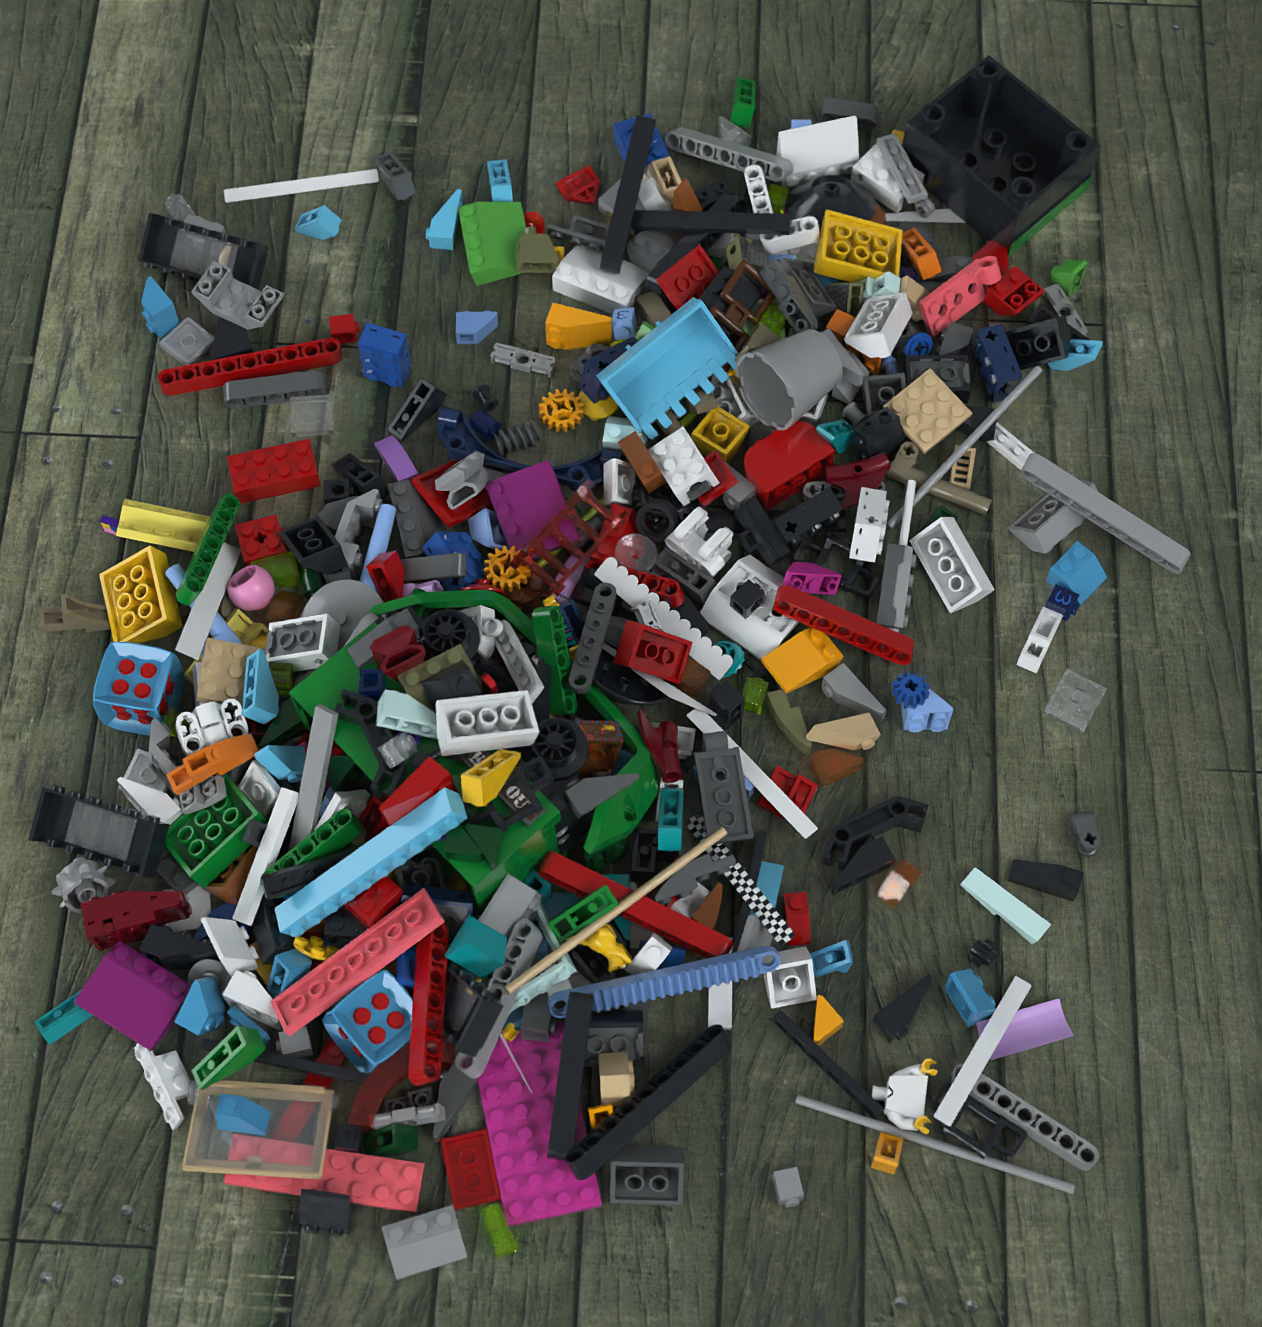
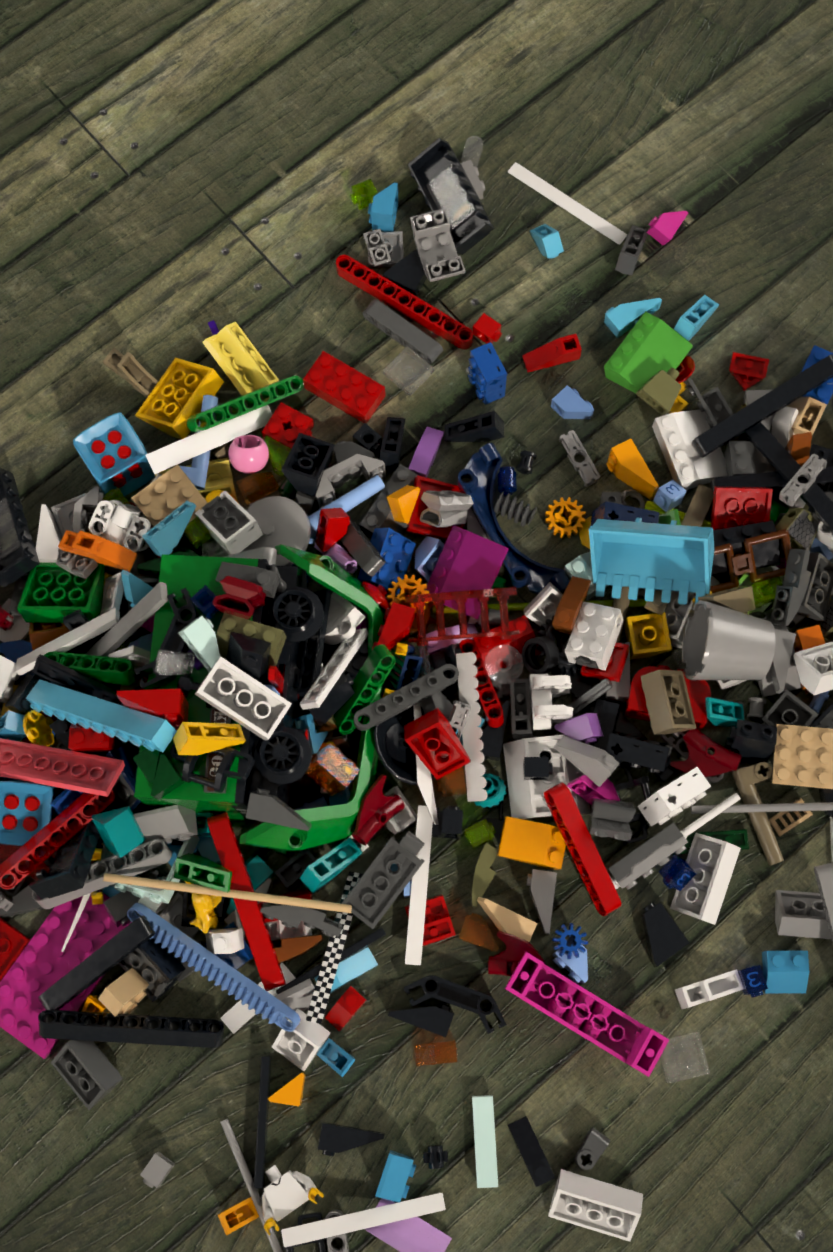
camera: 50 degrees right, 10 degrees up
(124, 307) = (365, 187): none -> clear neon green brick
(181, 345) = (376, 247): none -> light grey slope
(403, 135) = (666, 225): none -> dark pink slope
(418, 300) = (553, 353): none -> red slope
(425, 509) = (403, 503): none -> light orange slope
(526, 591) = (397, 625): none -> red slope
(716, 228) = (794, 488): none -> light grey piece
(728, 508) = (591, 696): none -> dark grey axle
(747, 541) = (582, 728): none -> medium lavender slope
(783, 553) = (588, 759): none -> light grey slope
(791, 459) = (668, 701): none -> dark tan slope
(842, 580) = (611, 819): none -> dark grey piece
(886, 753) = (508, 960): none -> dark red pin
(928, 579) = (677, 873): none -> clear blue brick
(964, 634) = (662, 934): none -> black slope
(979, 737) = (586, 1014): none -> dark pink slope
(1131, 866) = (596, 1205): none -> white slope

